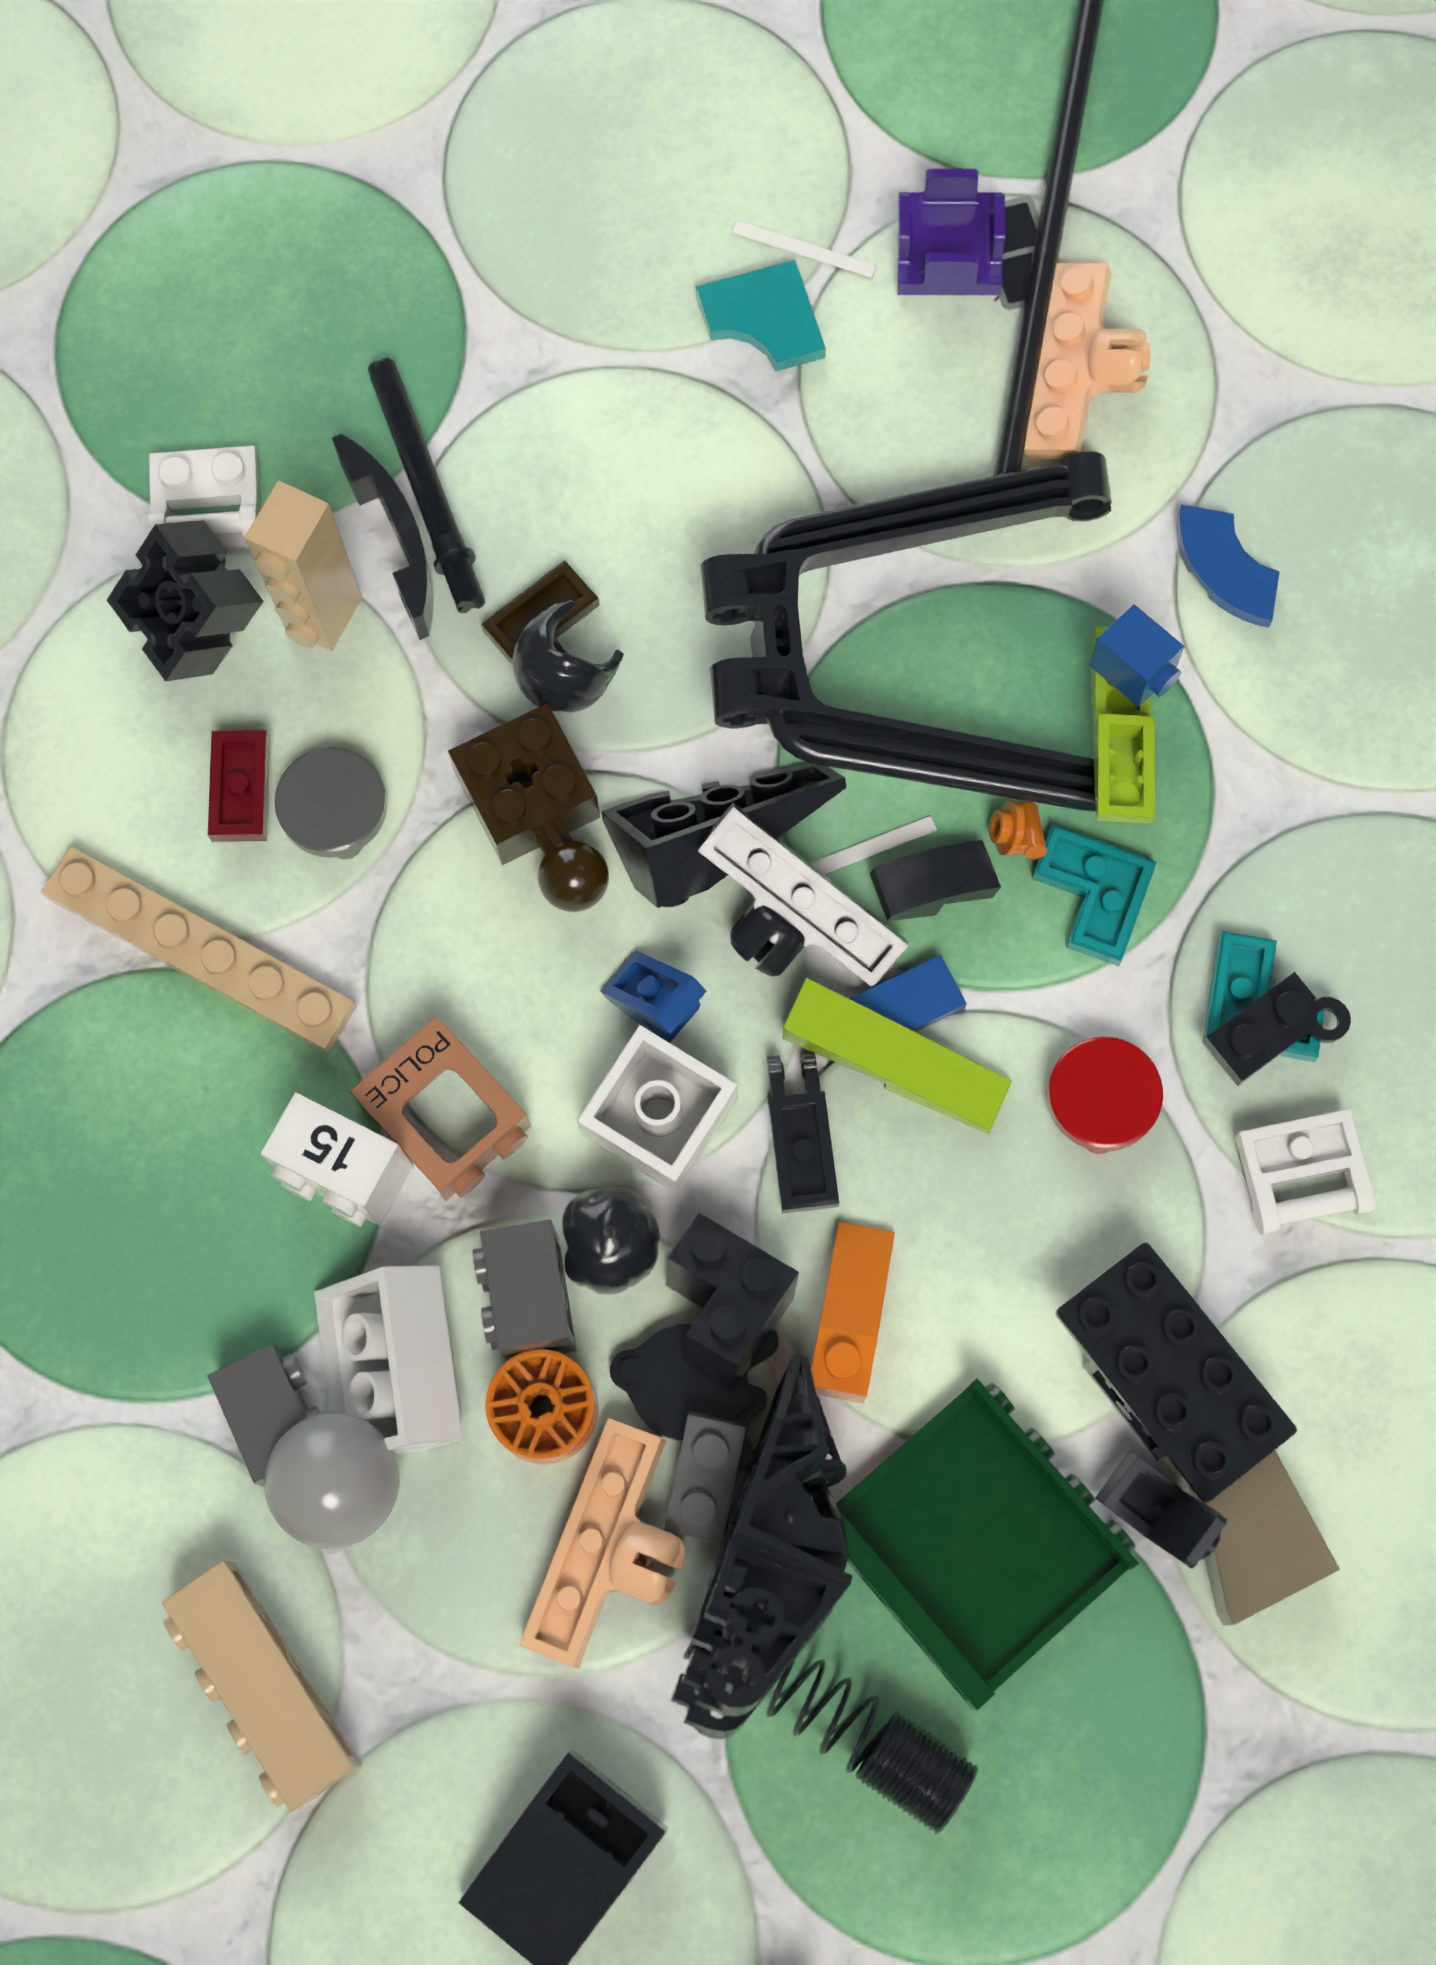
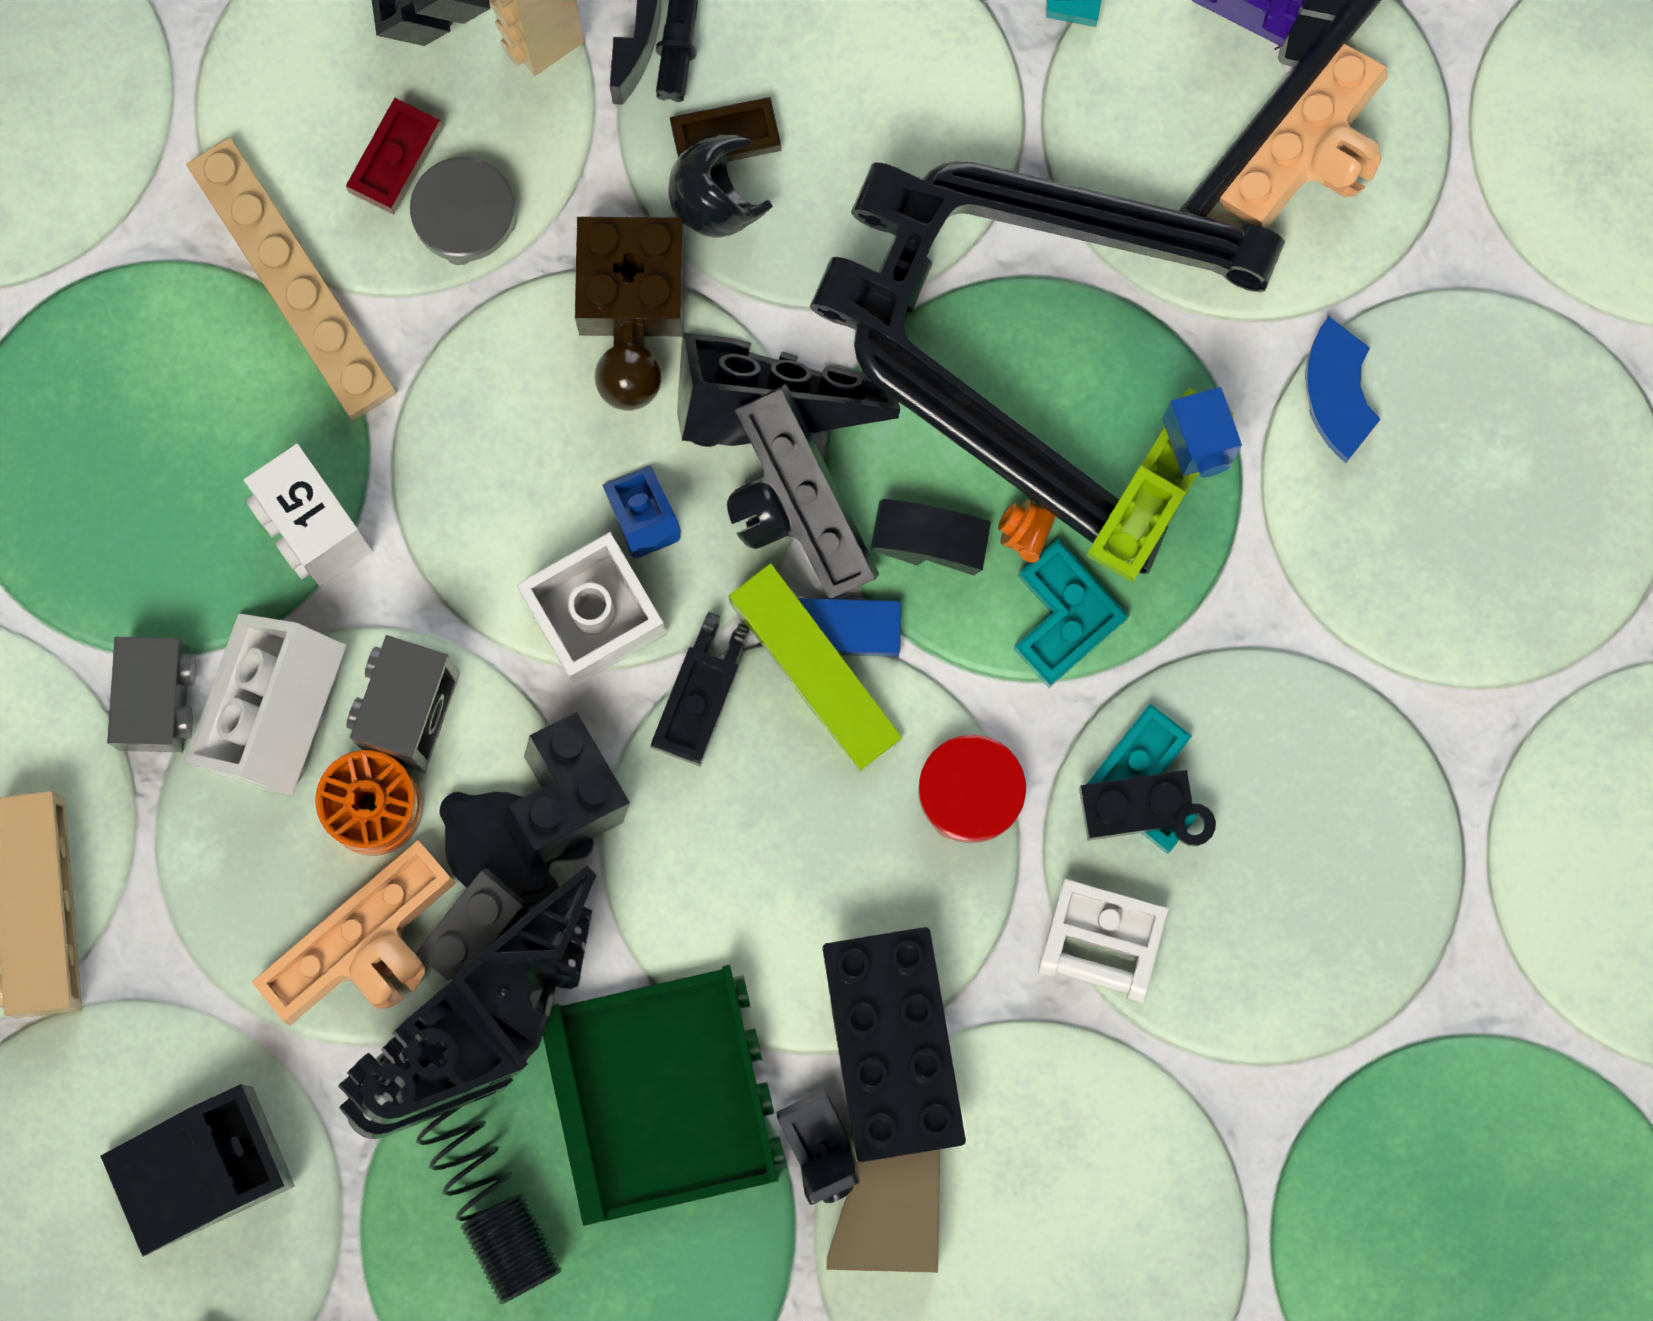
camera: 25 degrees right, 5 degrees up
(331, 1480) = (170, 773): light grey piece -> none
(410, 1071) = (403, 473): nougat window -> none
(612, 1262) = (497, 716): black piece -> none
(851, 1312) = (661, 858): orange slope -> none
(875, 845) = (895, 479): white sticker -> none

